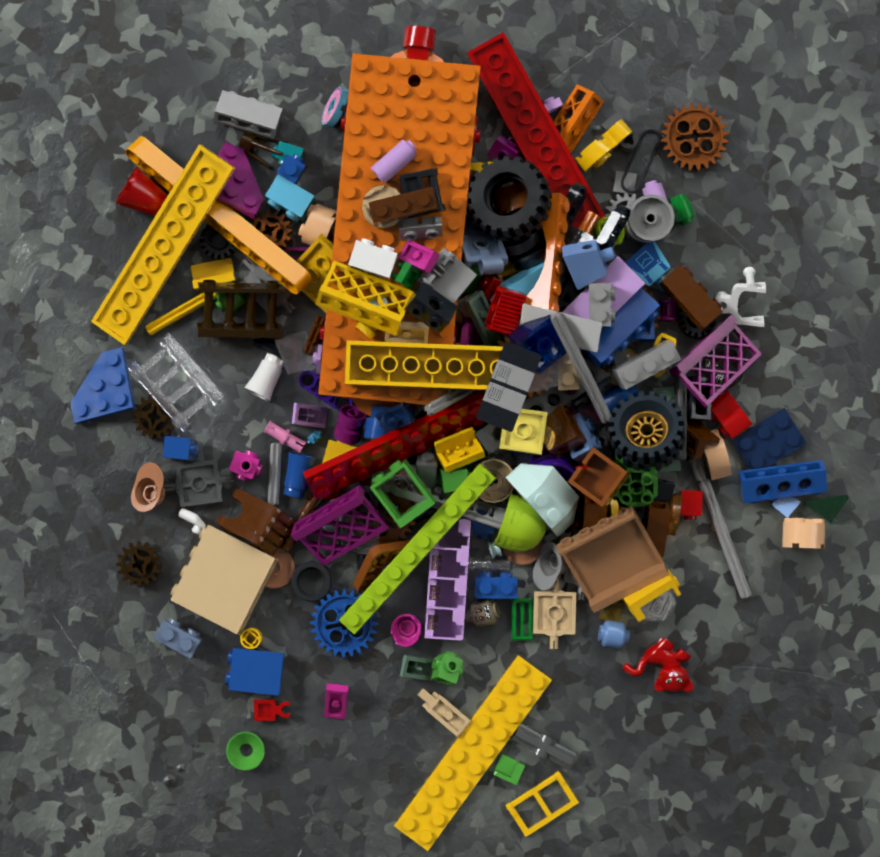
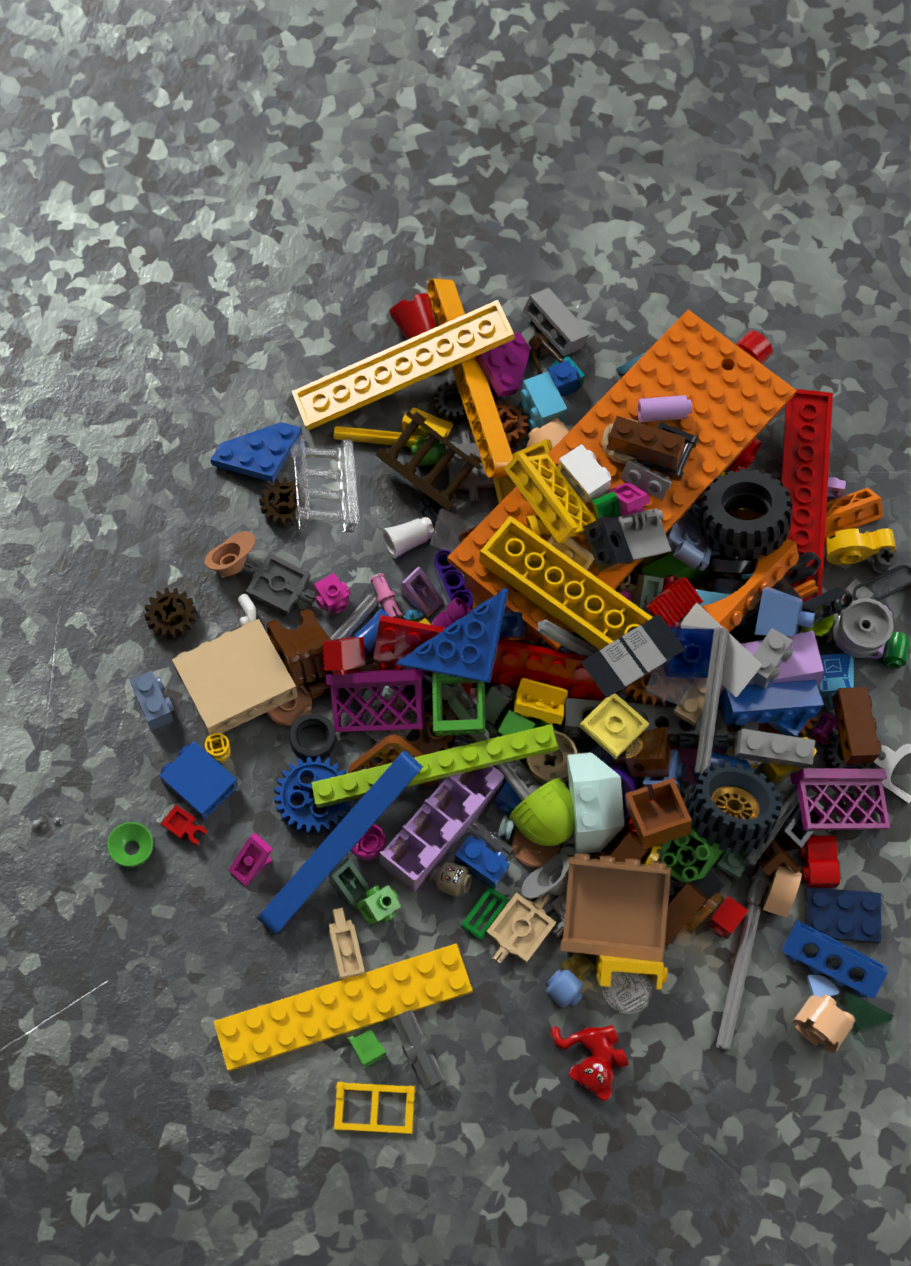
camera: 30 degrees right, 20 degrees down
(180, 448) = (285, 534): blue brick -> none
(292, 511) = (344, 655): none -> red brick
(381, 455) = (466, 646): none -> blue tile
(391, 648) = (339, 842): none -> blue beam

